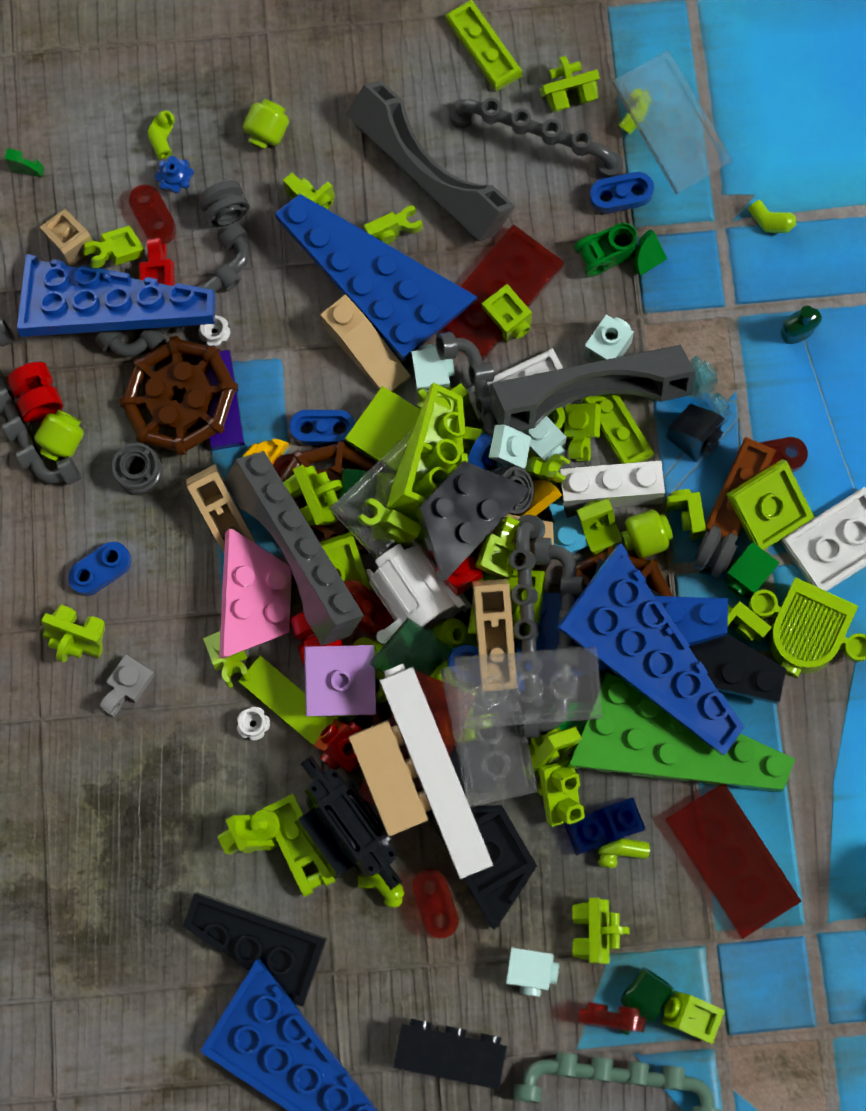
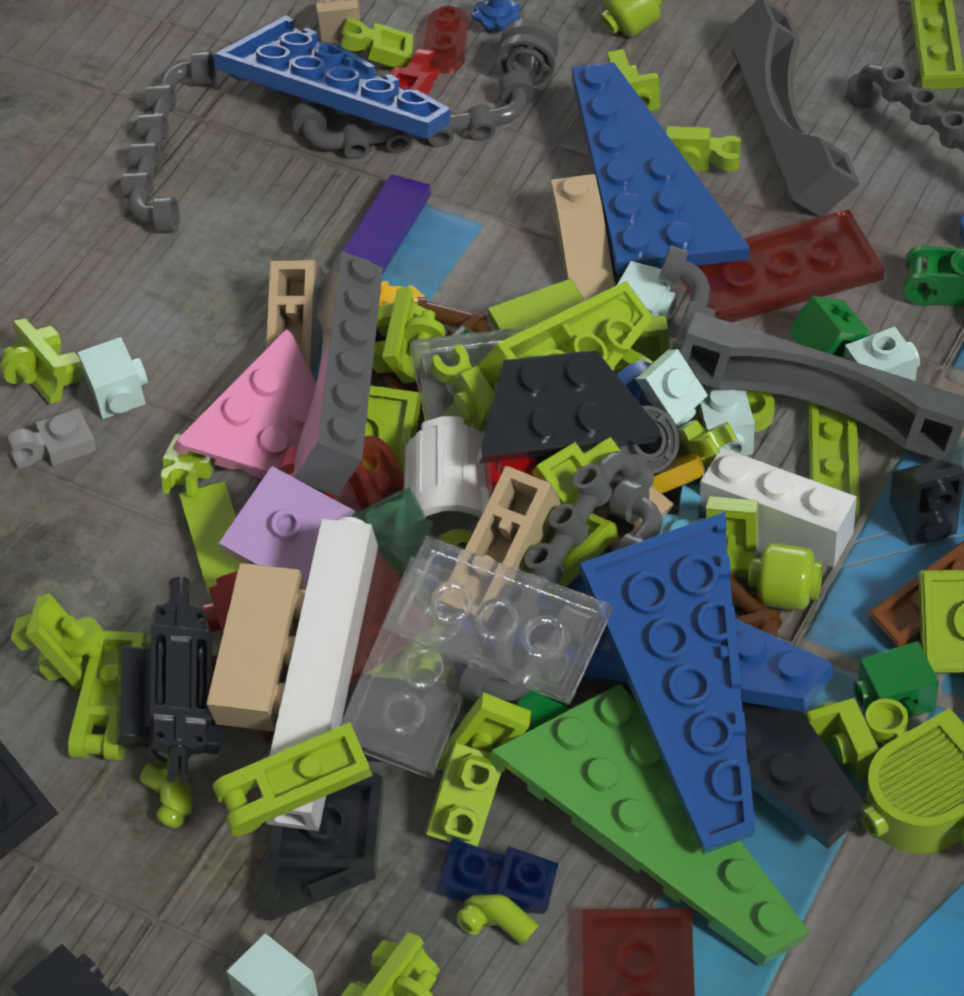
camera: 30 degrees right, 25 degrees down
(34, 388) = (190, 127): red wheel -> none
(59, 435) = (183, 175): lime head -> none
(101, 571) = (129, 318): blue plate -> none
(131, 455) = (238, 243): dark grey wheel -> none
(133, 620) = (113, 377): none -> light aqua brick
(162, 388) = (361, 194): reddish brown plate -> none
(223, 333) = (427, 161): white plate -> none
(252, 714) = (158, 536): white plate -> none
(323, 426) = (469, 292): blue plate -> none
(435, 904) = (212, 851): clear red plate -> none
(475, 855) = (292, 778): none -> lime plate
(508, 313) = (777, 284): lime bracket -> none
(564, 336) = (827, 326): none -> green brick
(581, 425) = (785, 433): lime plate -> none
(693, 517) = (861, 581): lime bracket -> none
(715, 552) = (860, 632): dark grey wheel -> none

